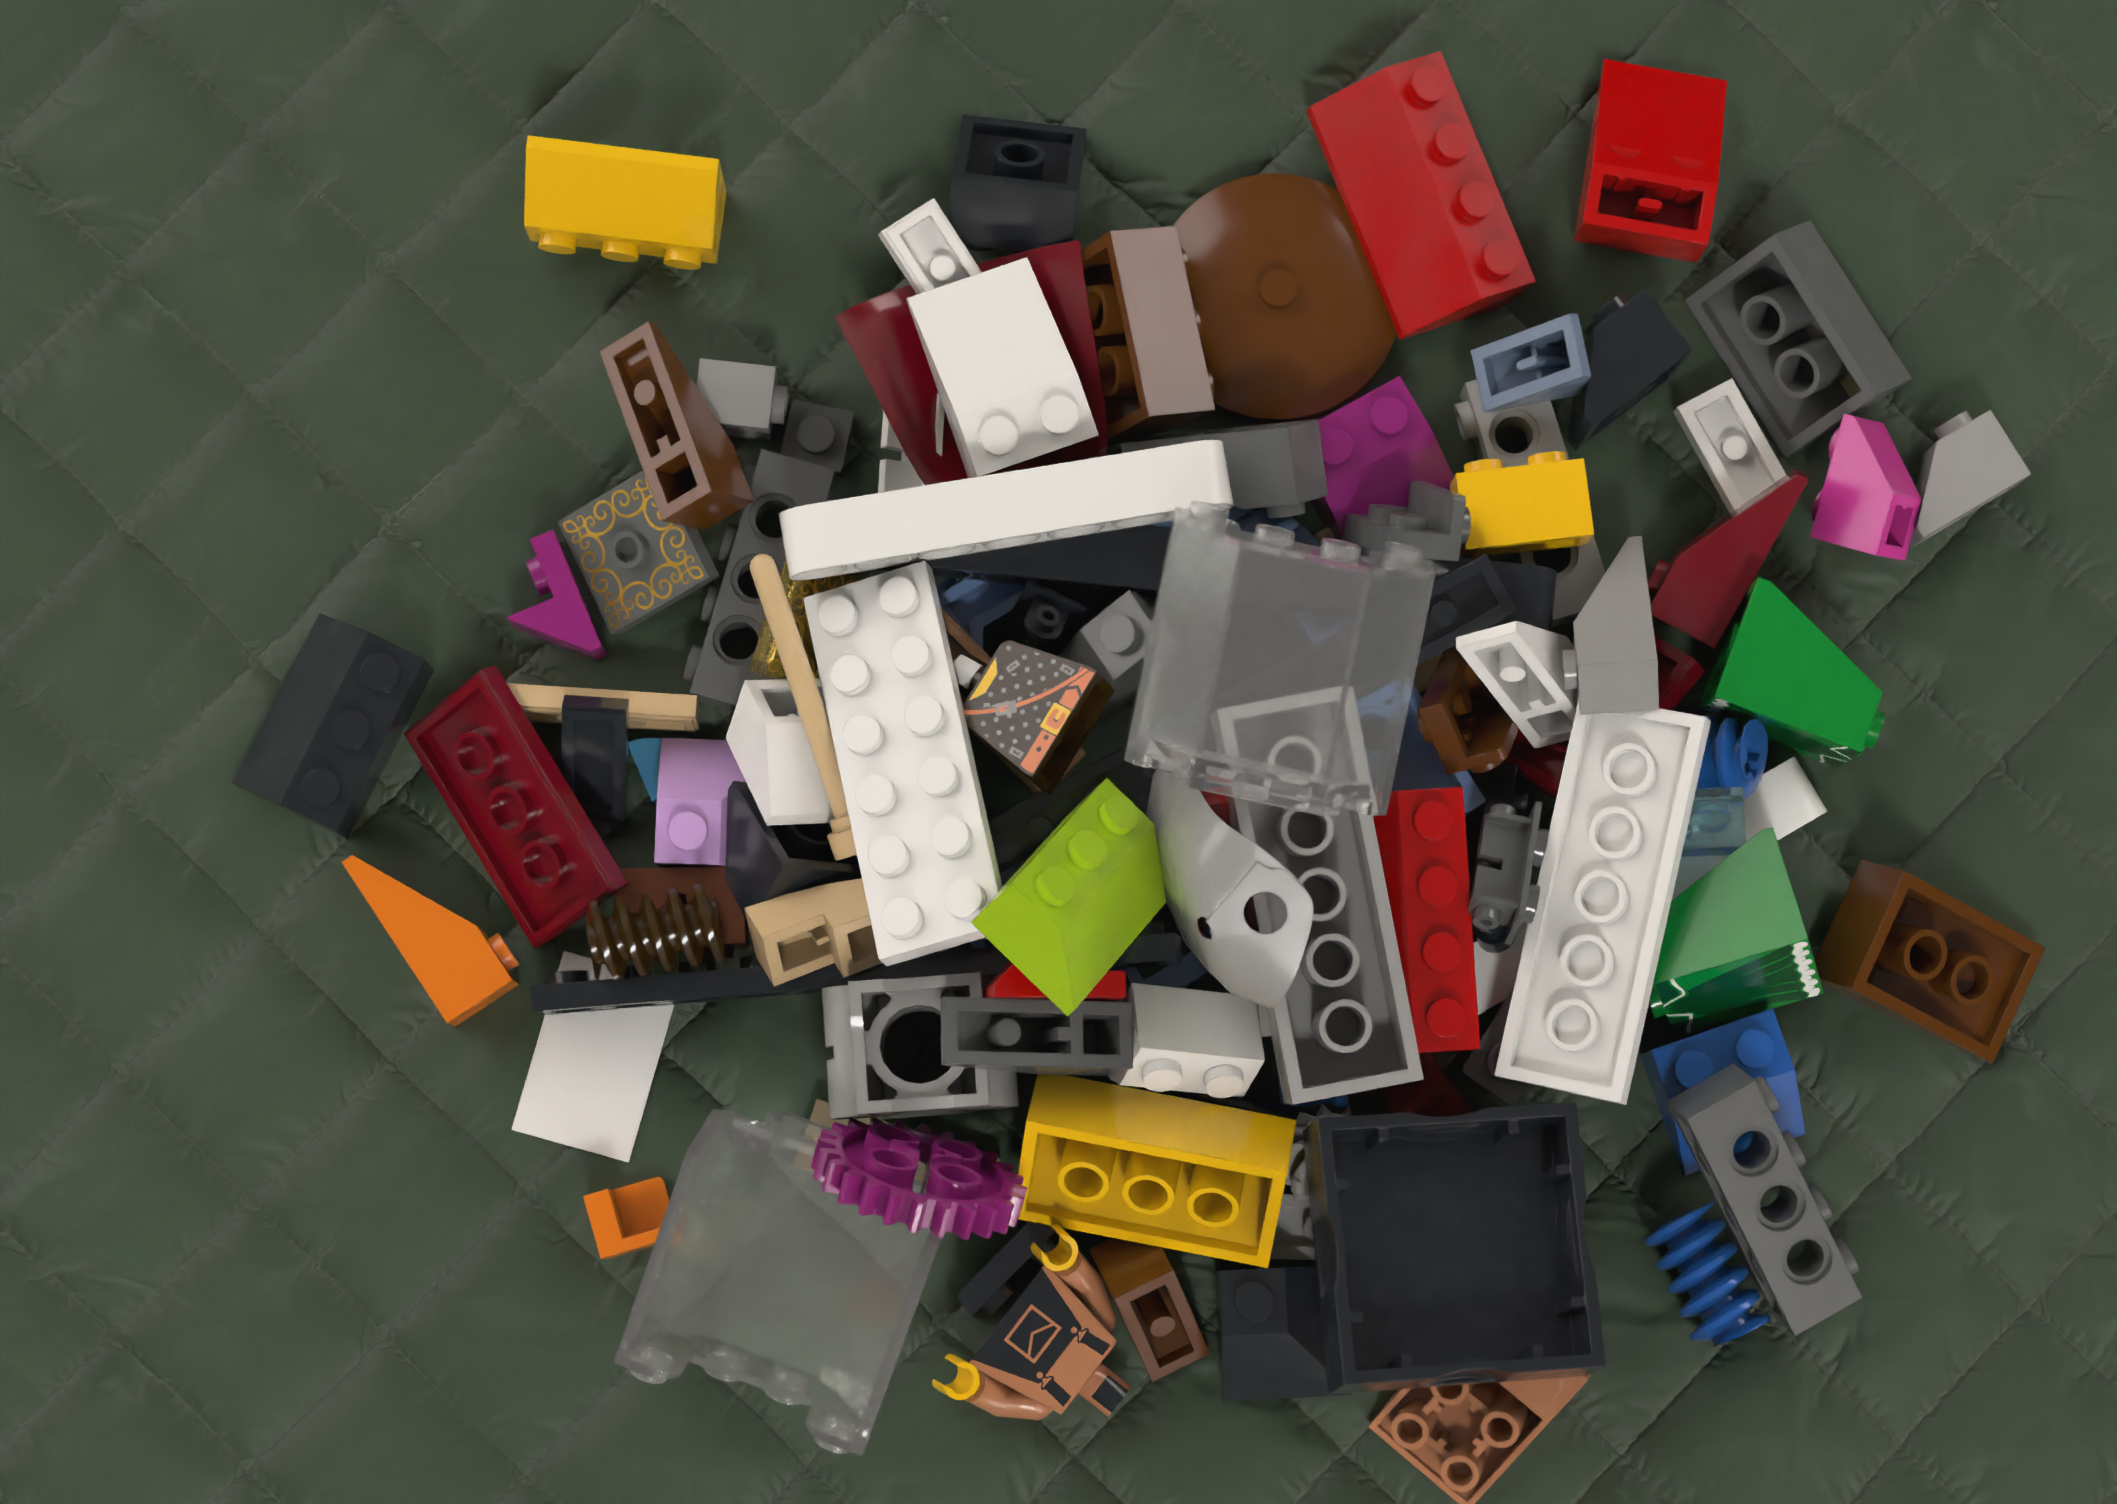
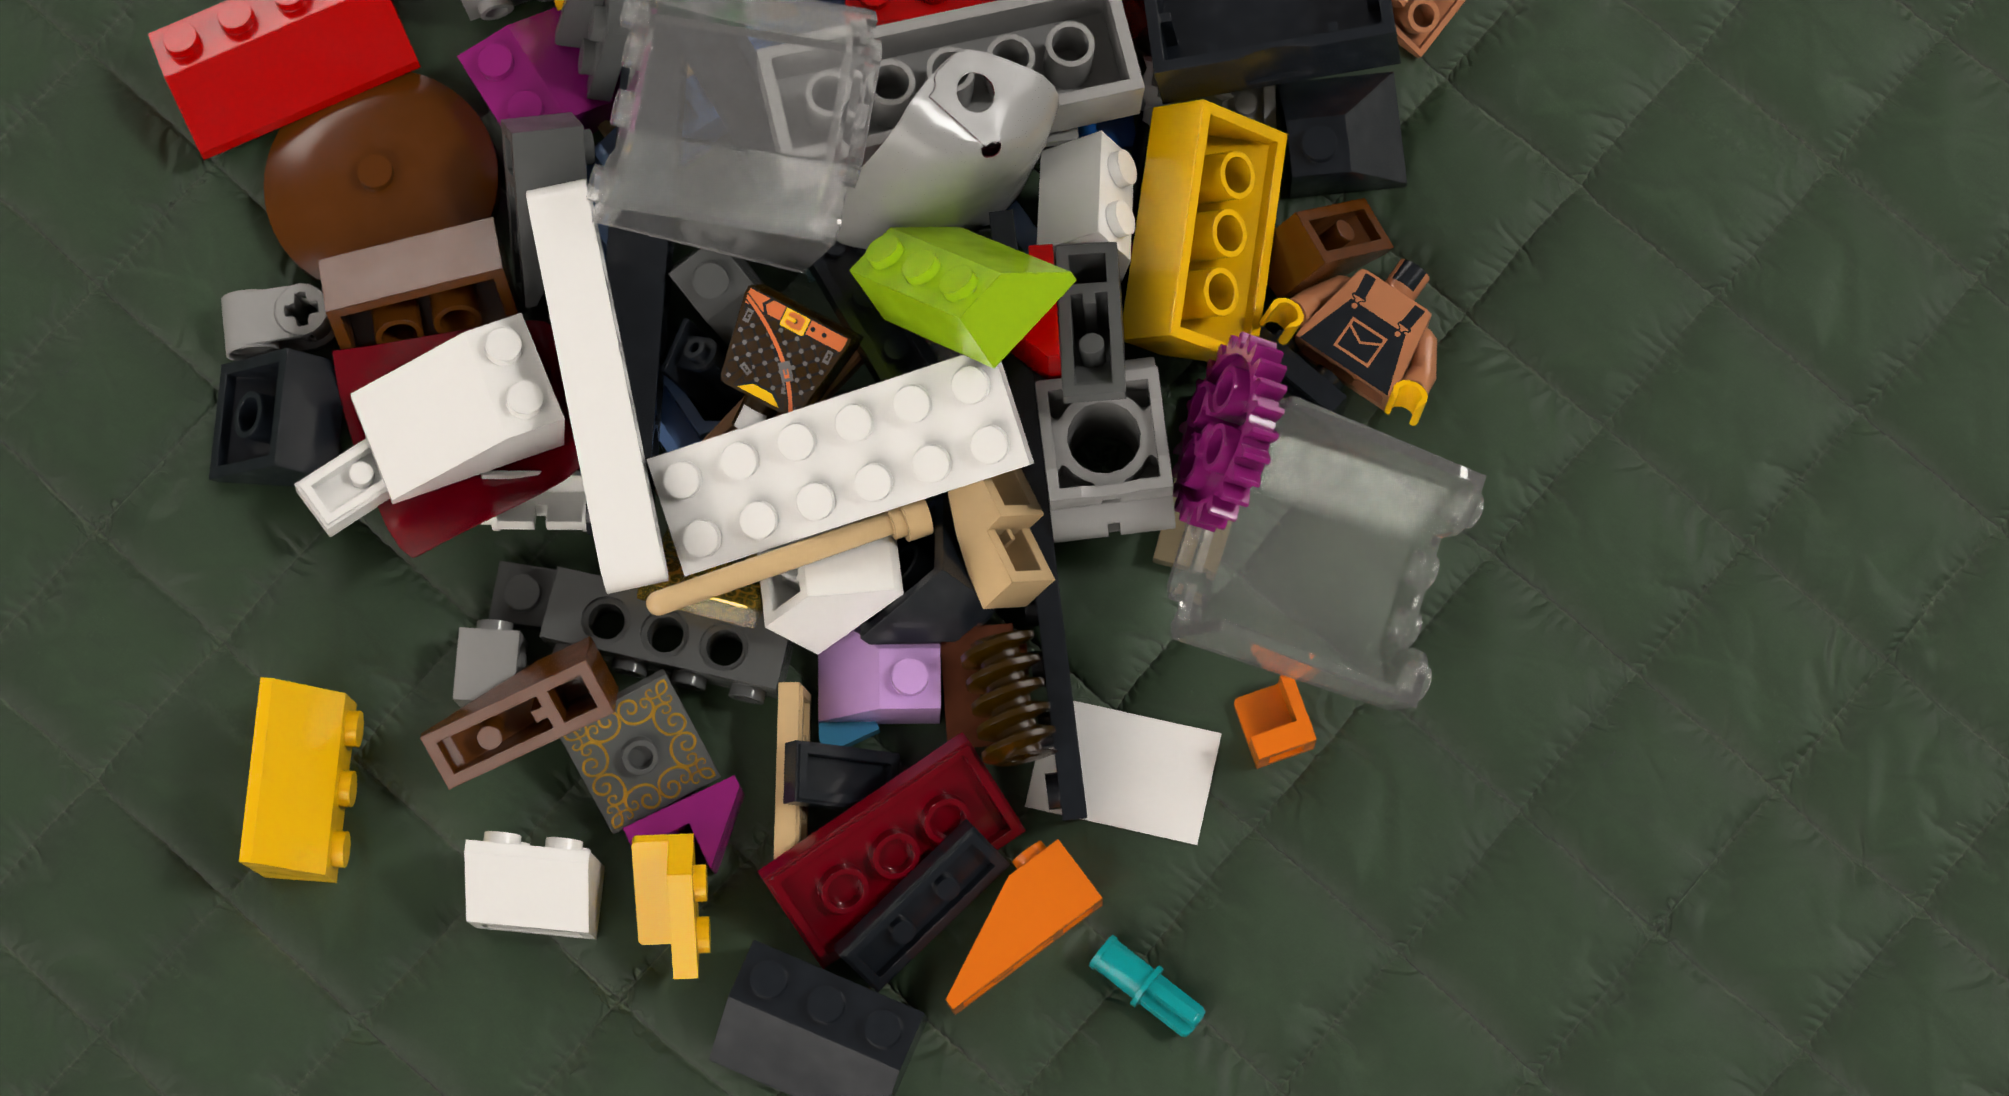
camera: 80 degrees left, 5 degrees down
(360, 1068) = (1147, 987): none -> teal axle
(458, 836) = (921, 905): none -> black tile
(475, 578) = (667, 898): none -> yellow bracket
(500, 438) = (533, 887): none -> white slope
(1124, 176) = (270, 318): none -> light grey piece

